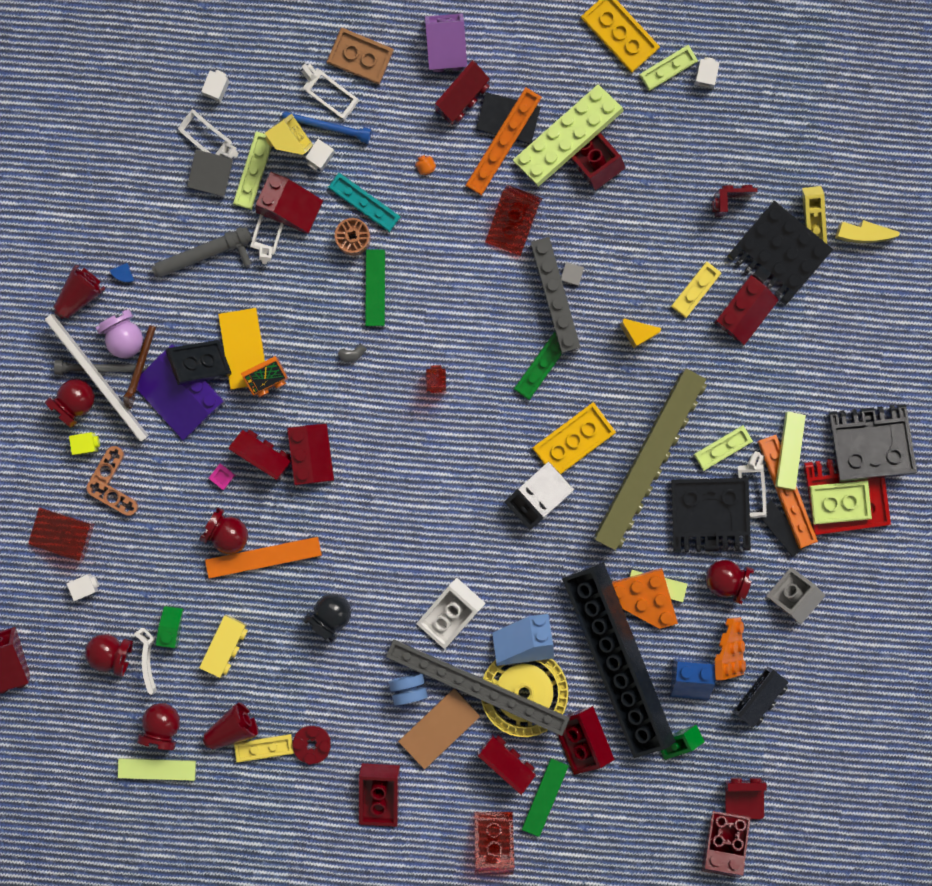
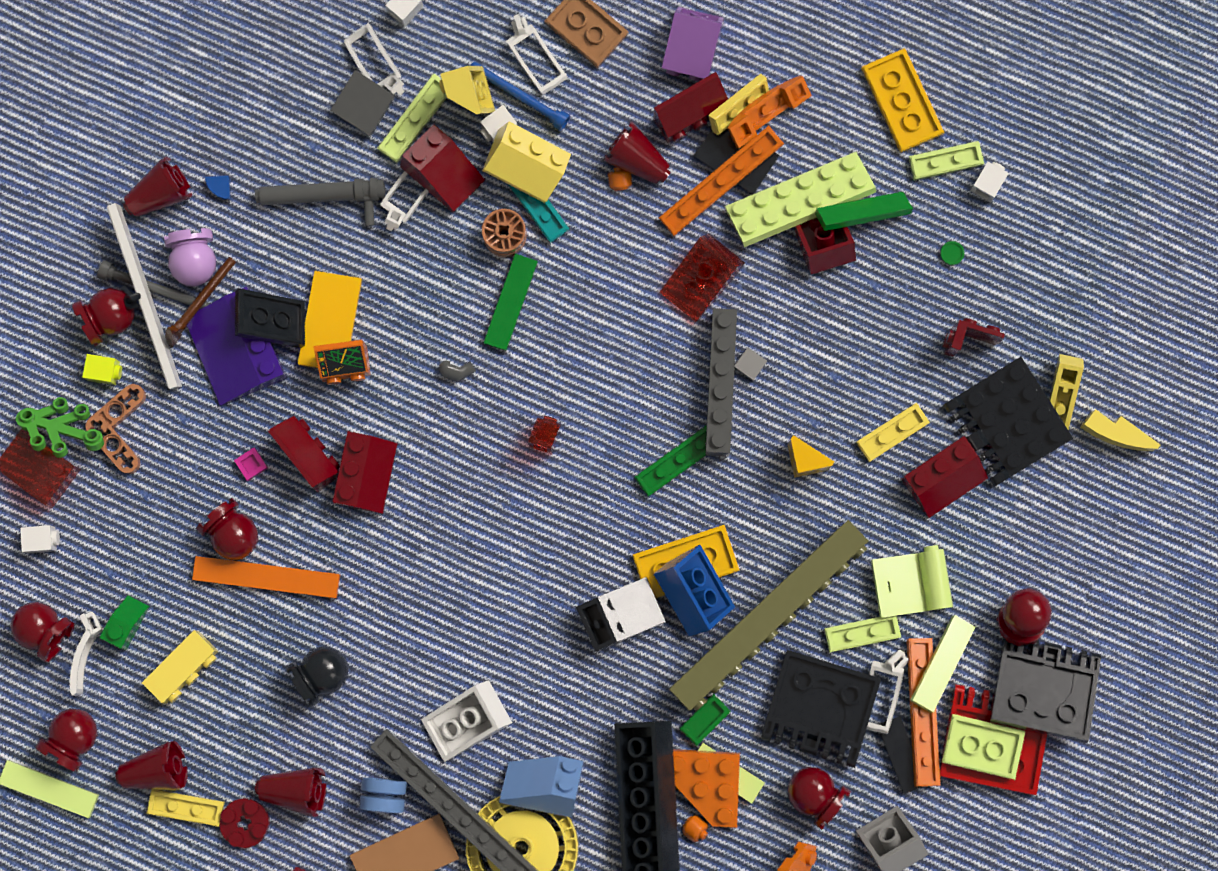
camera: 25 degrees right, 5 degrees down
(66, 497) = (58, 426): none -> bright green plant
(88, 383) = (130, 298): none -> black hand
(340, 708) = (294, 790): none -> dark red cone
(351, 177) = (526, 161): none -> light yellow slope
(433, 143) = (638, 156): none -> dark red cone
(497, 77) = (725, 113): none -> light yellow tile
(519, 72) = (767, 107): none -> orange slope
(588, 459) = (694, 591): none -> blue slope
(619, 128) = (863, 211): none -> green tile
(628, 552) = (704, 720): none -> green tile
(647, 635) = (695, 828): none -> orange piece
(696, 137) = (952, 253): none -> green piece
(749, 396) = (915, 583): none -> yellowish green door
(839, 395) = (1024, 617): none -> dark red tile

